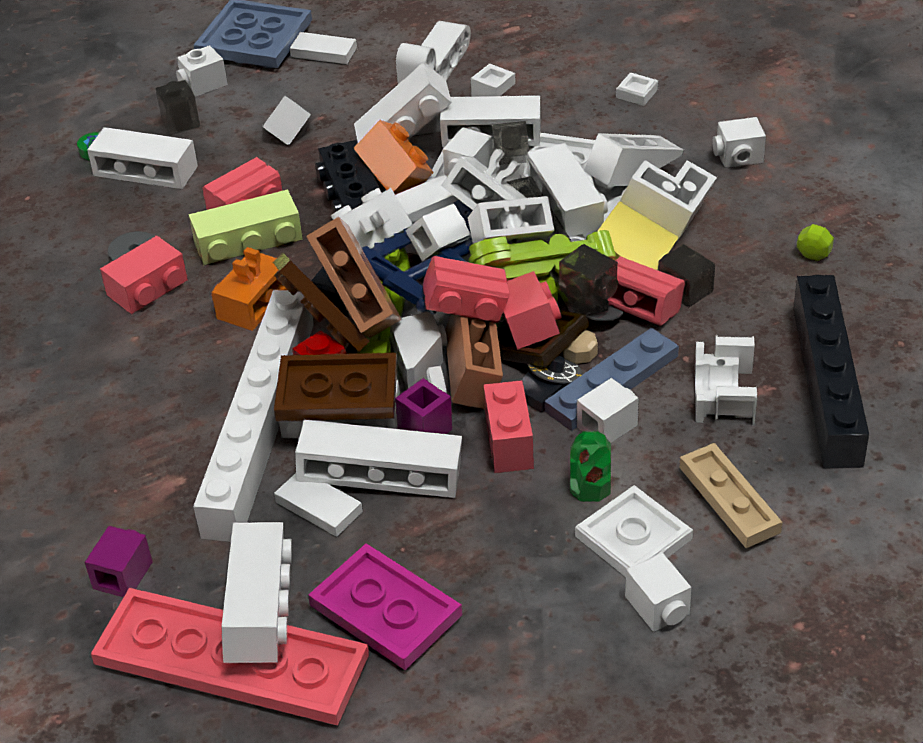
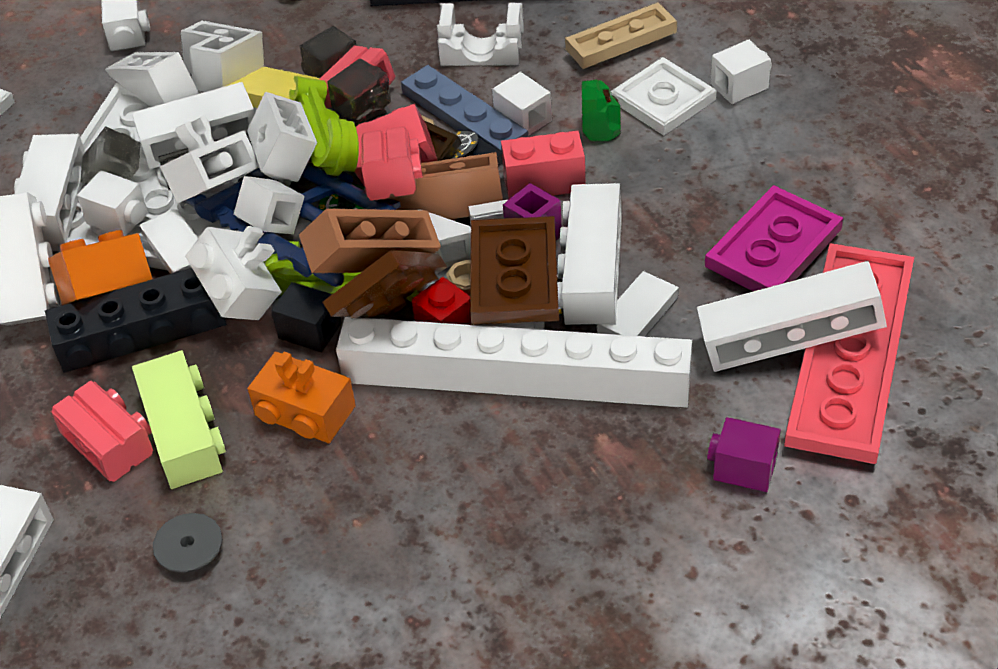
camera: 90 degrees left, 5 degrees up
(144, 274) = (255, 512): coral brick -> none

